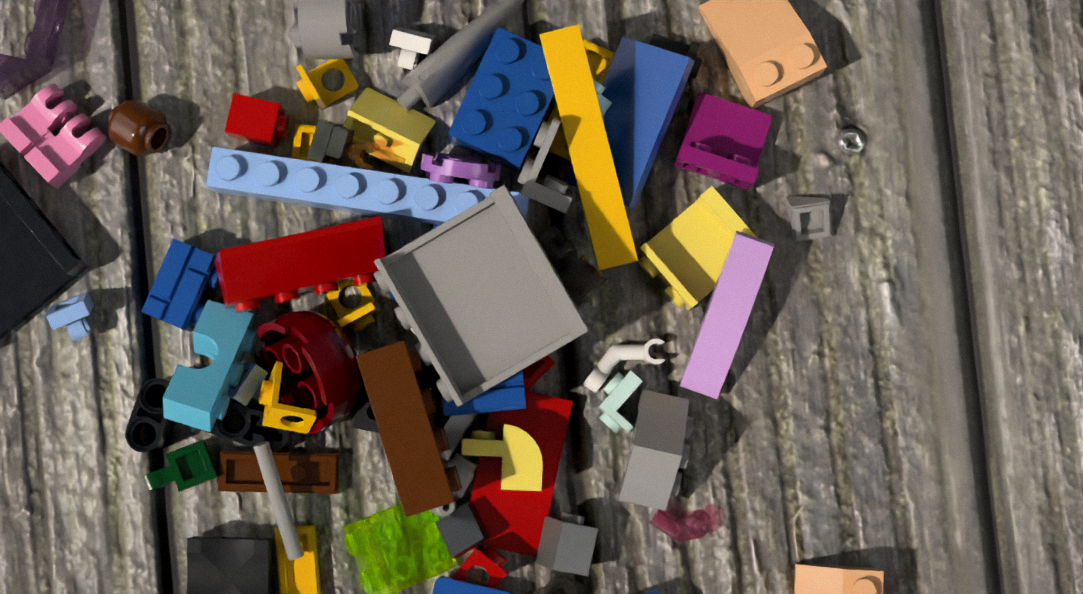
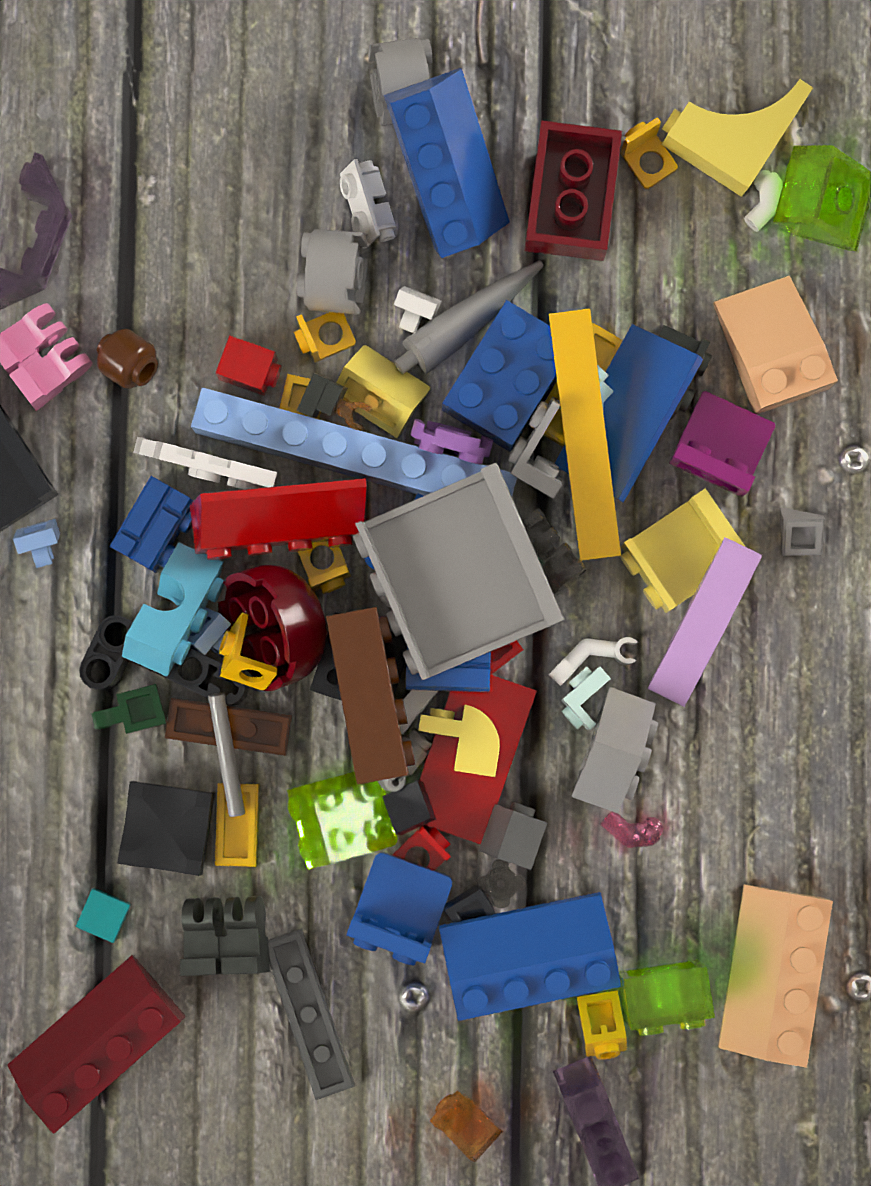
camera: 10 degrees right, 0 degrees up
(225, 222) = (207, 466): none -> white wing

